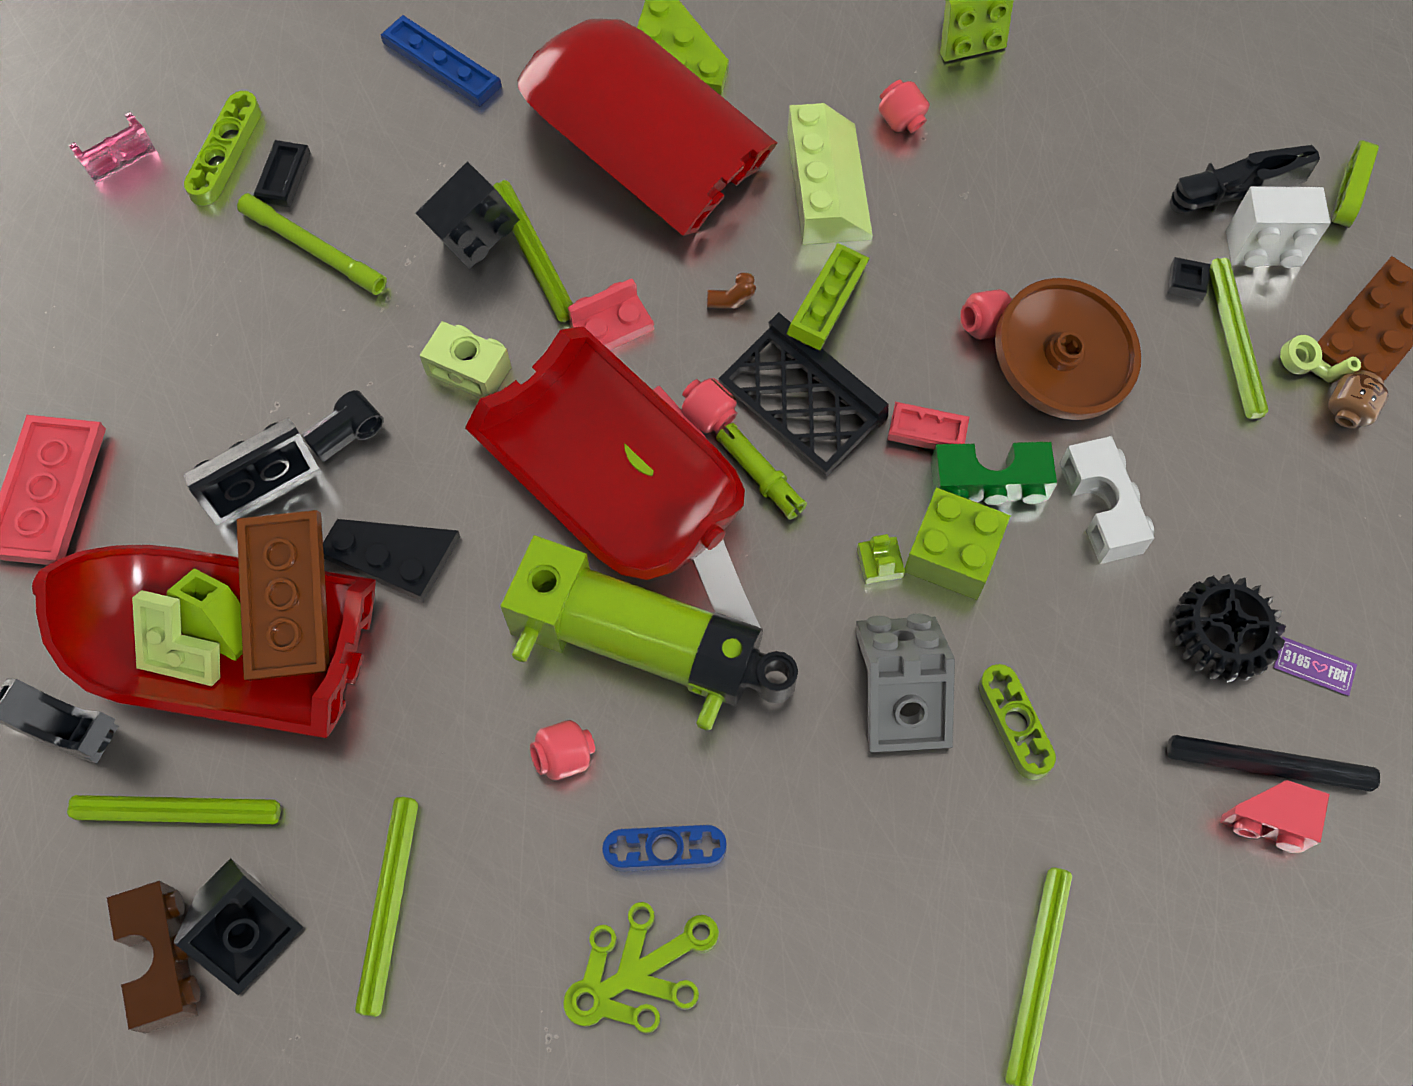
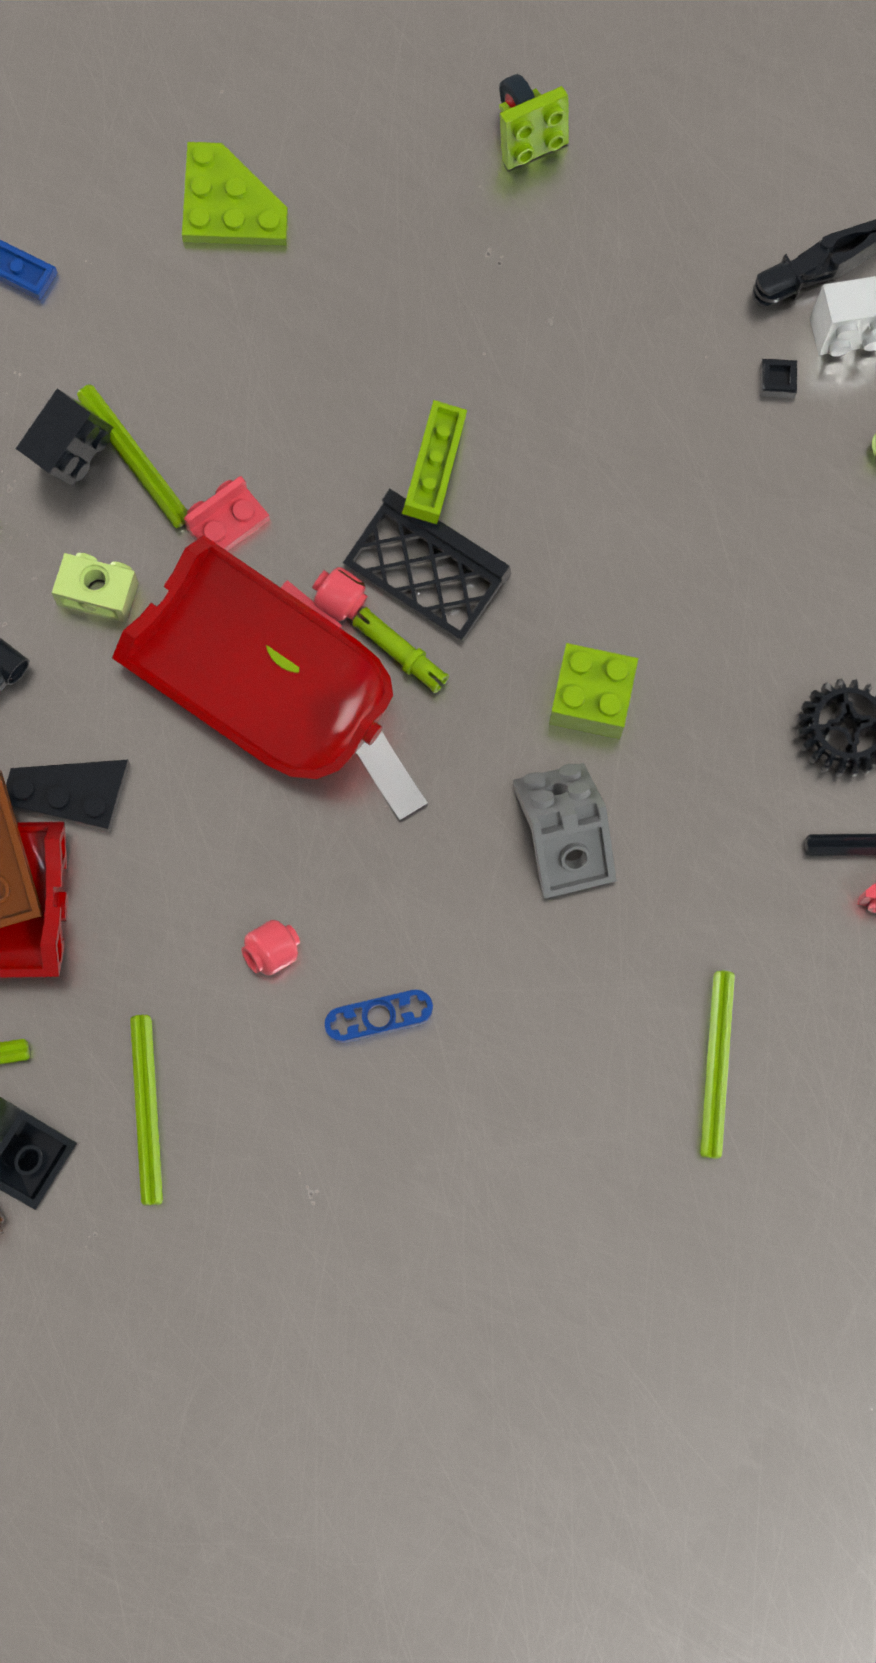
camera: 15 degrees left, 10 degrees up
(564, 601) = (318, 826): lime piece -> none
(635, 972) = (374, 1126): lime plant -> none
(644, 118) = (213, 295): red panel -> none
(735, 296) = (343, 473): dark orange arm -> none
(827, 176) = (411, 325): yellowish green slope -> none
(880, 559) = (526, 717): lime tile -> none
(903, 106) = (475, 234): coral head -> none
(926, 426) = (550, 579): coral plate -> none
(983, 312) = (591, 452): coral head -> none
(1027, 476) = (649, 614): green arch -> none
(1039, 744) = (646, 829): lime beam -> none
(1068, 348) = (670, 477): dark orange dish -> none
(1101, 470) = (716, 595): white arch -> none
(1238, 339) = (830, 434): lime axle -> none

